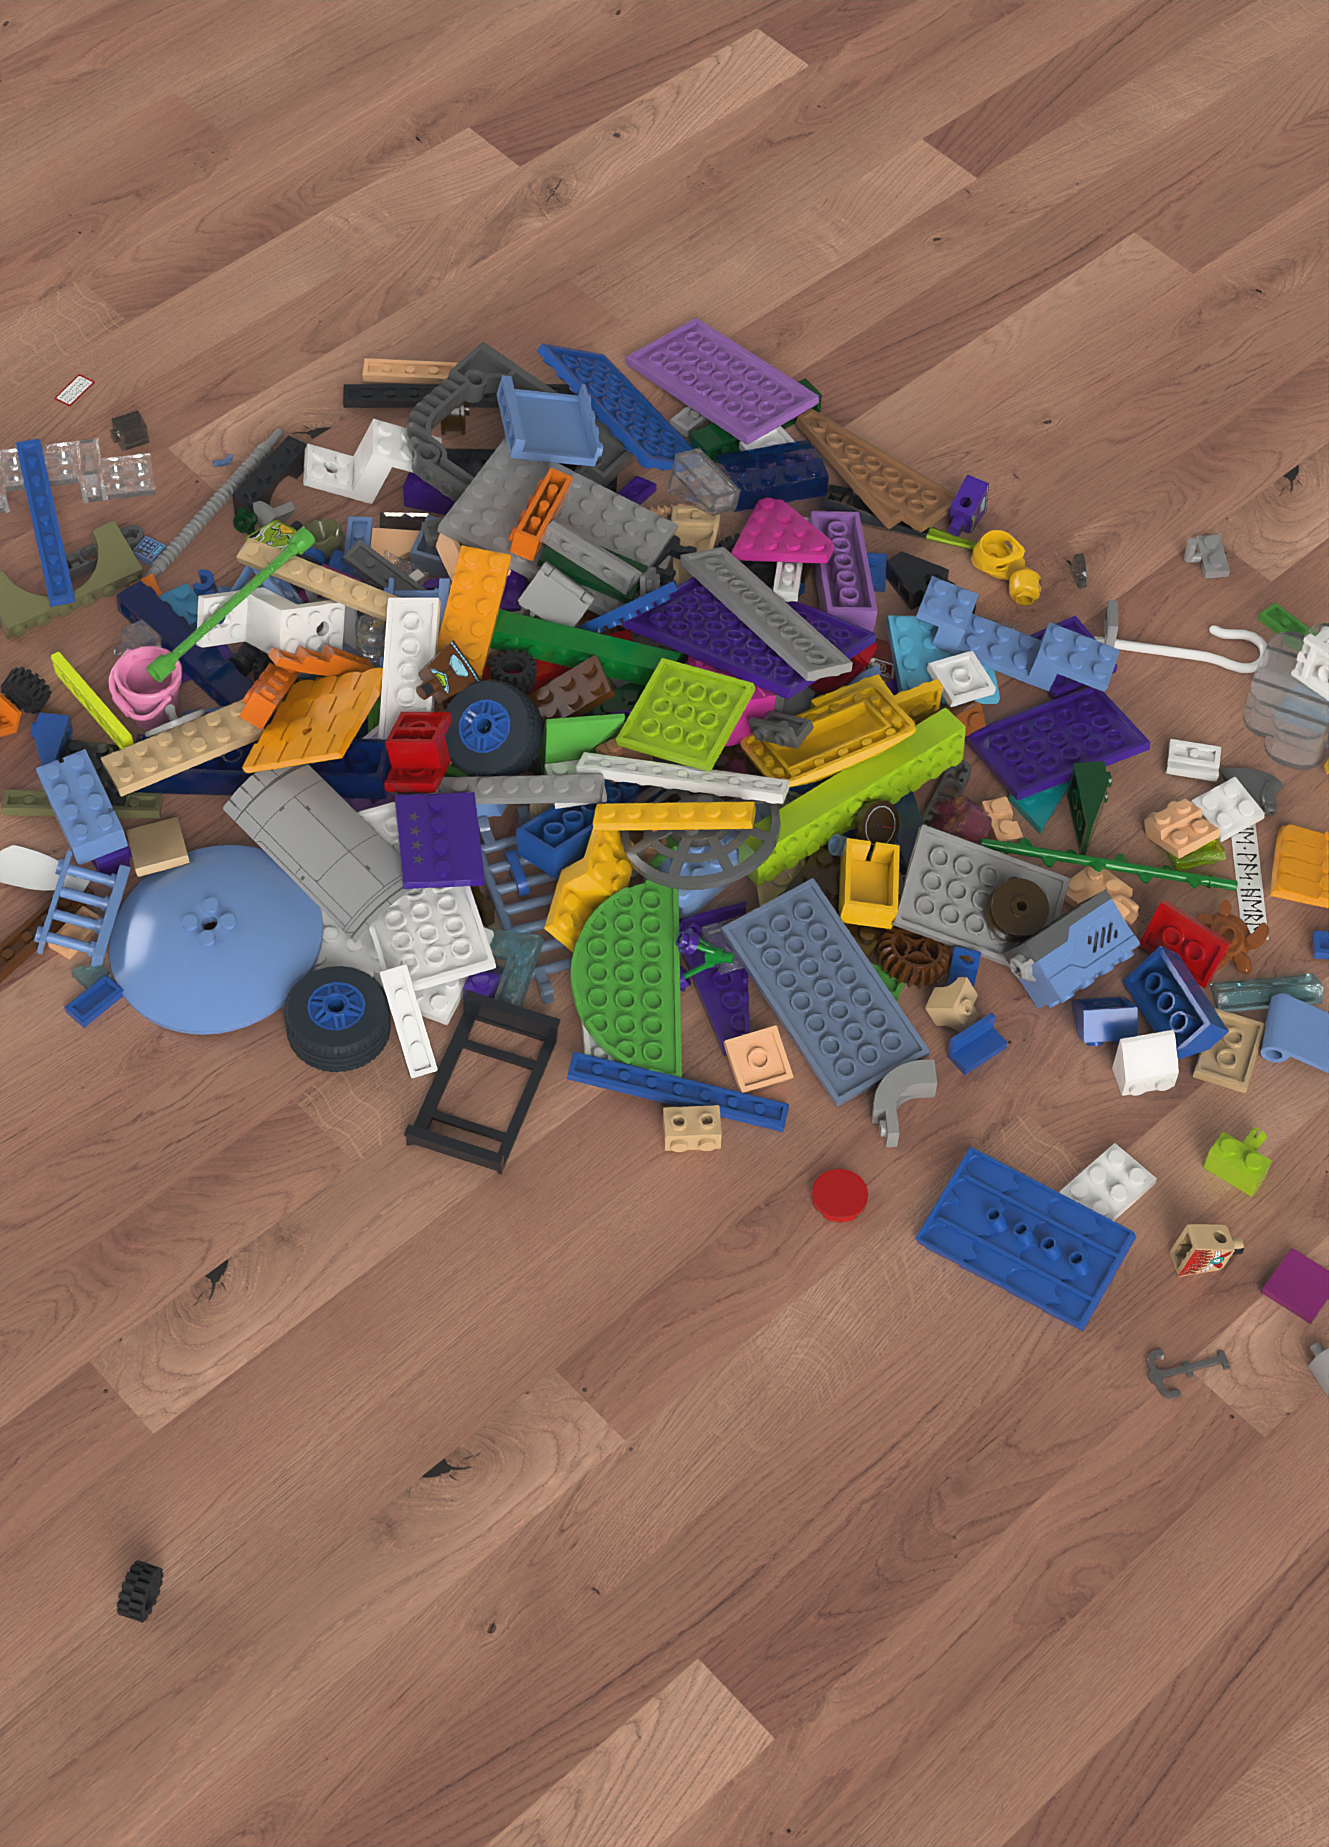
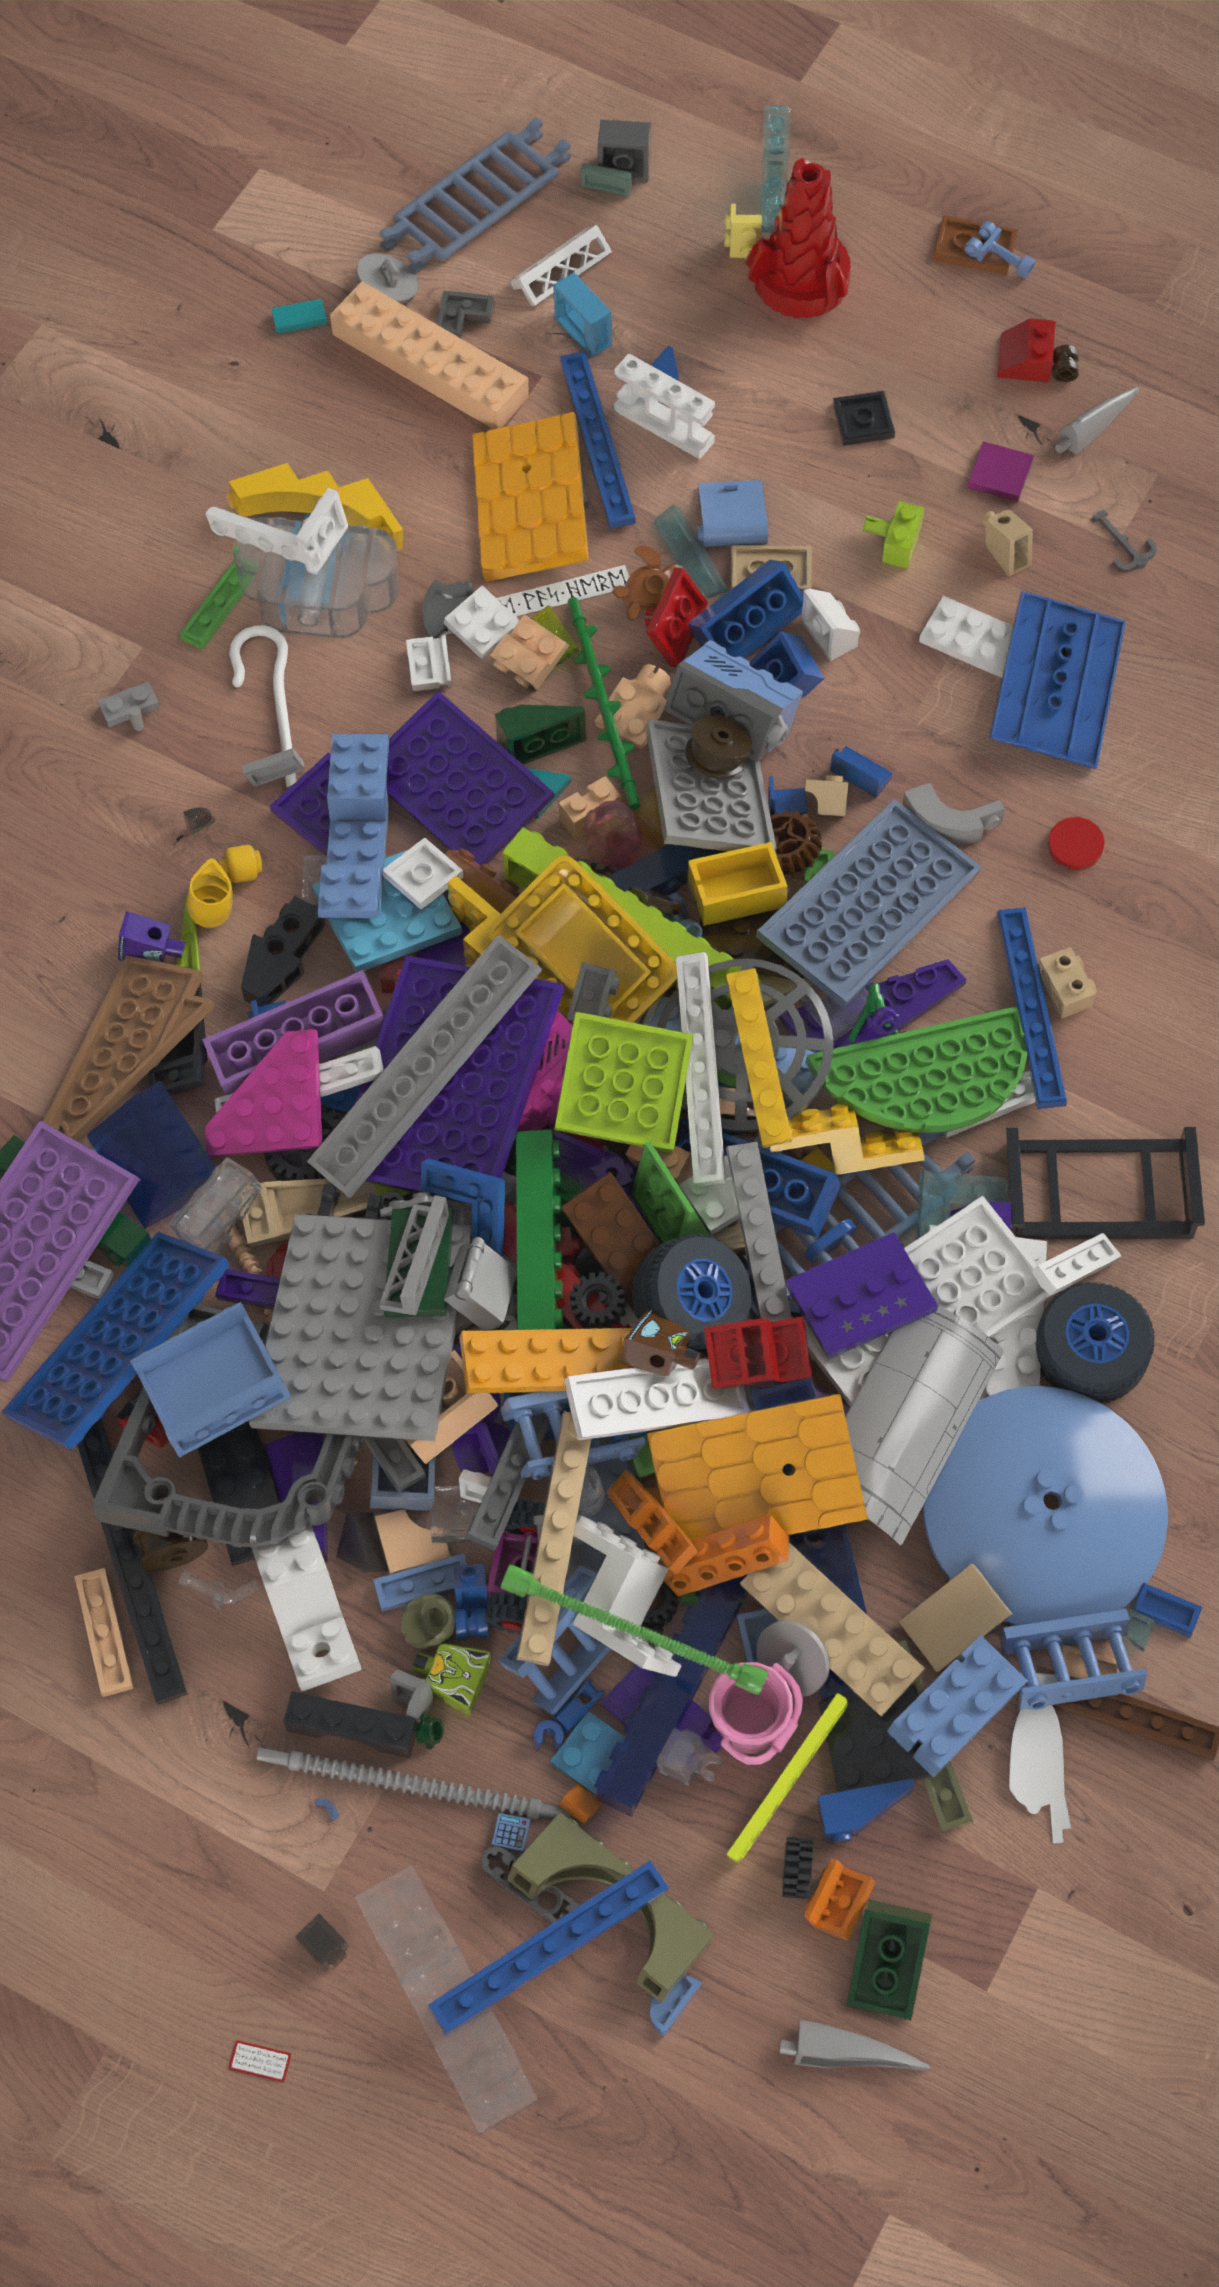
camera: 105 degrees left, 10 degrees up
(541, 510) = (381, 1323): orange brick -> none
(758, 1059) = (966, 945): light nougat plate -> none

